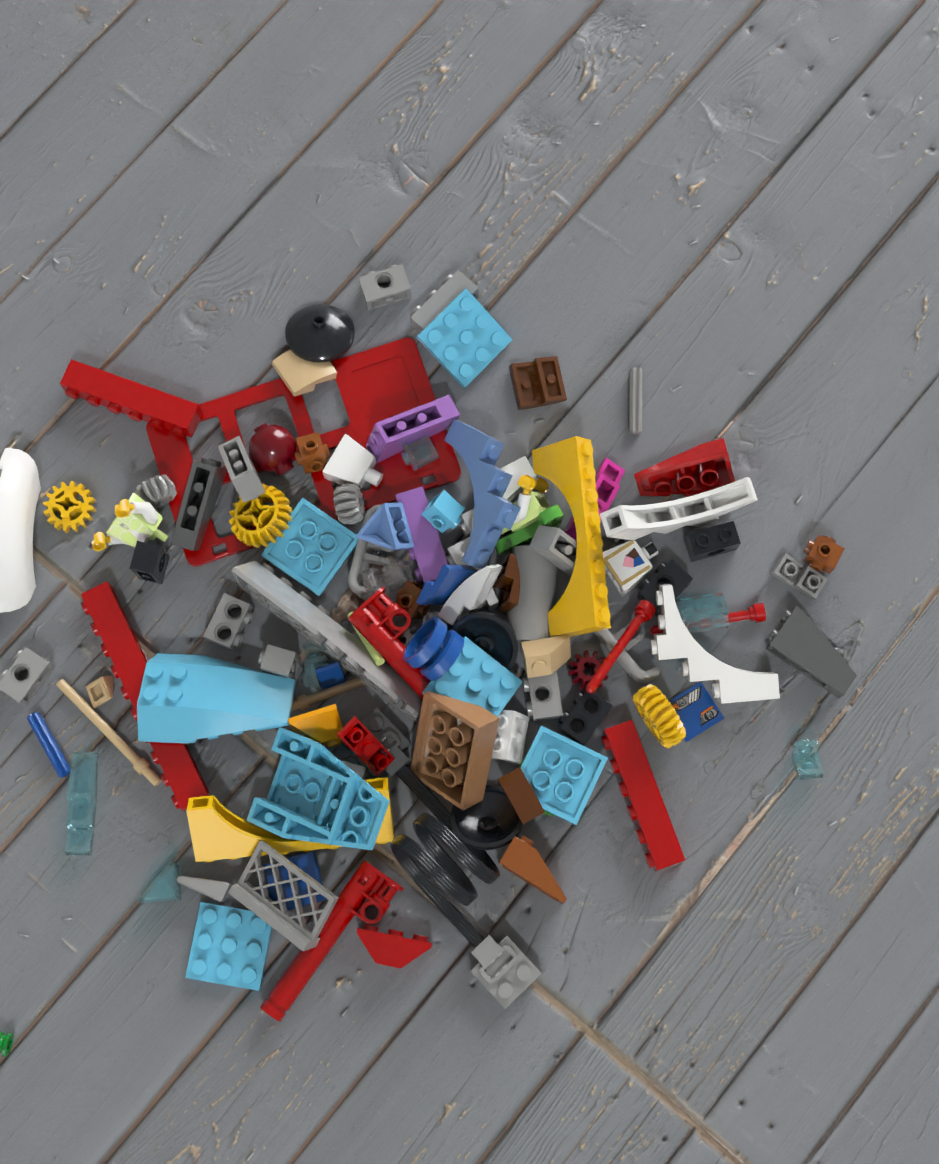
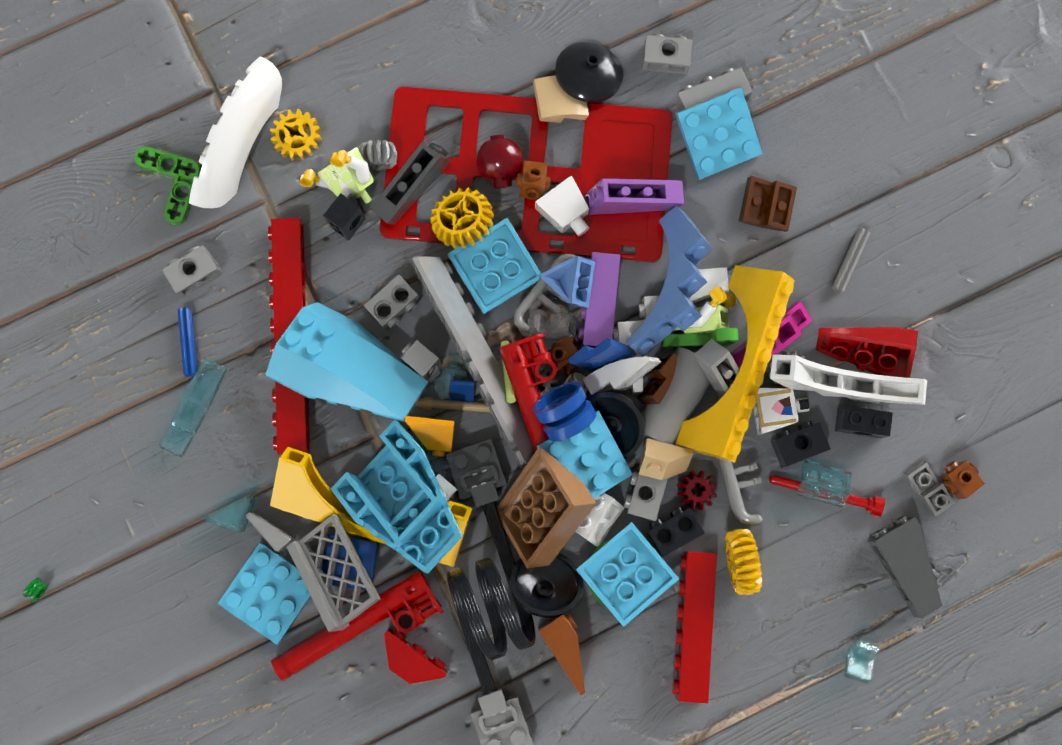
camera: 20 degrees right, 5 degrees up
(100, 690) = (253, 313): tan slope -> none
(131, 398) = (392, 59): red brick -> none
(141, 765) = (260, 397): tan bar -> none
(241, 469) = (462, 168): light grey brick -> none
(349, 504) = (546, 242): light grey gear -> none
(365, 746) = (464, 472): red slope -> none
(419, 453) = (631, 222): clear light blue bracket -> none
(443, 512) = (629, 287): medium azure brick -> none
(521, 795) = (585, 578): reddish brown slope -> none
(643, 612) = (771, 459): red piece -> none
(676, 642) = (790, 502): white arch -> none
(696, 710) = (779, 569): blue sticker -> none

